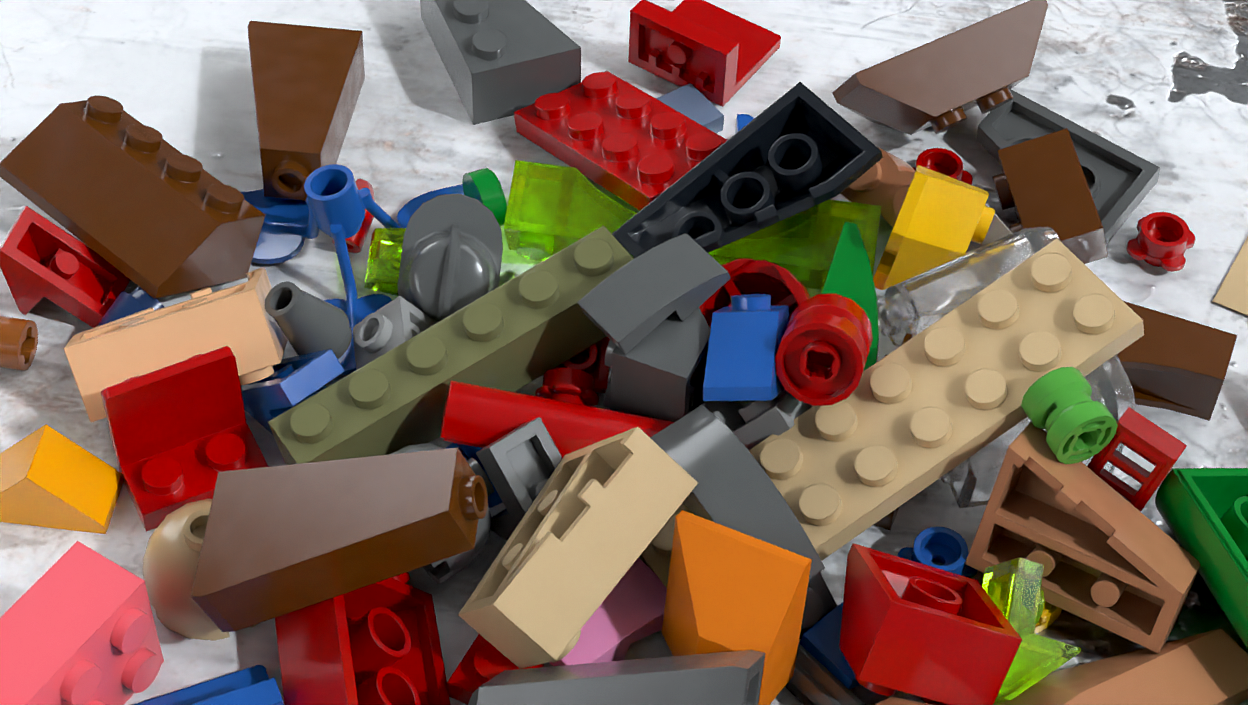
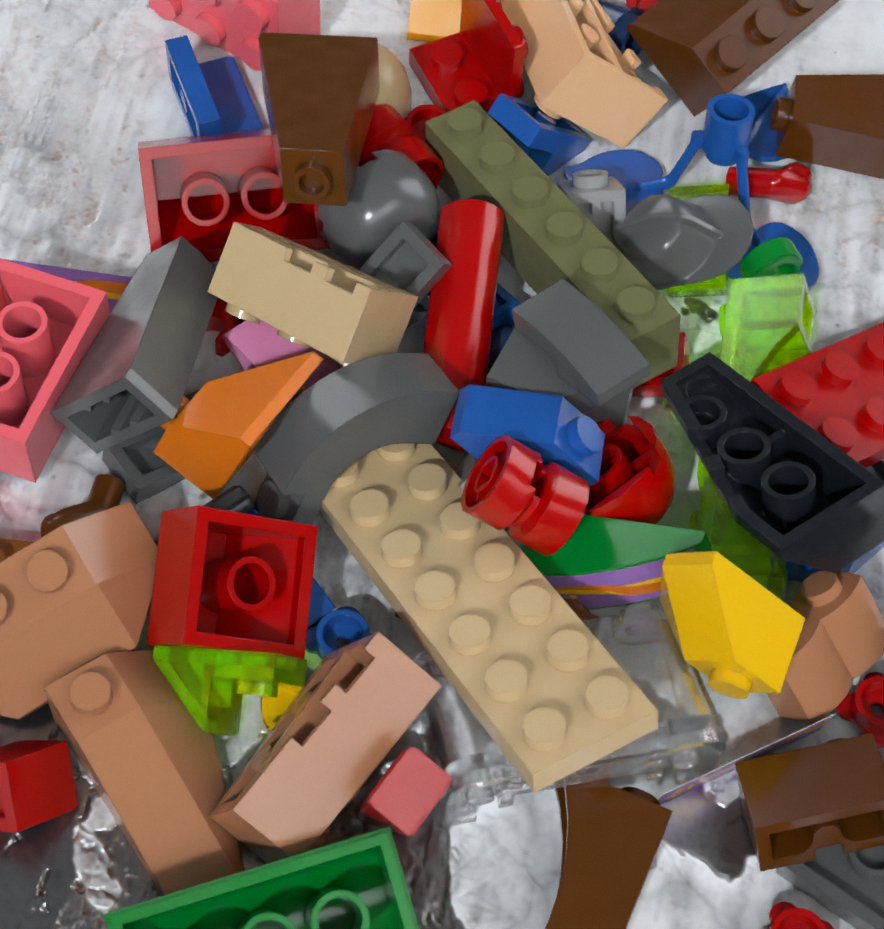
camera: 90 degrees right, 10 degrees up
(308, 320) = (593, 128): dark grey cone -> none
(1072, 420) = (420, 703): bright green wheel -> none

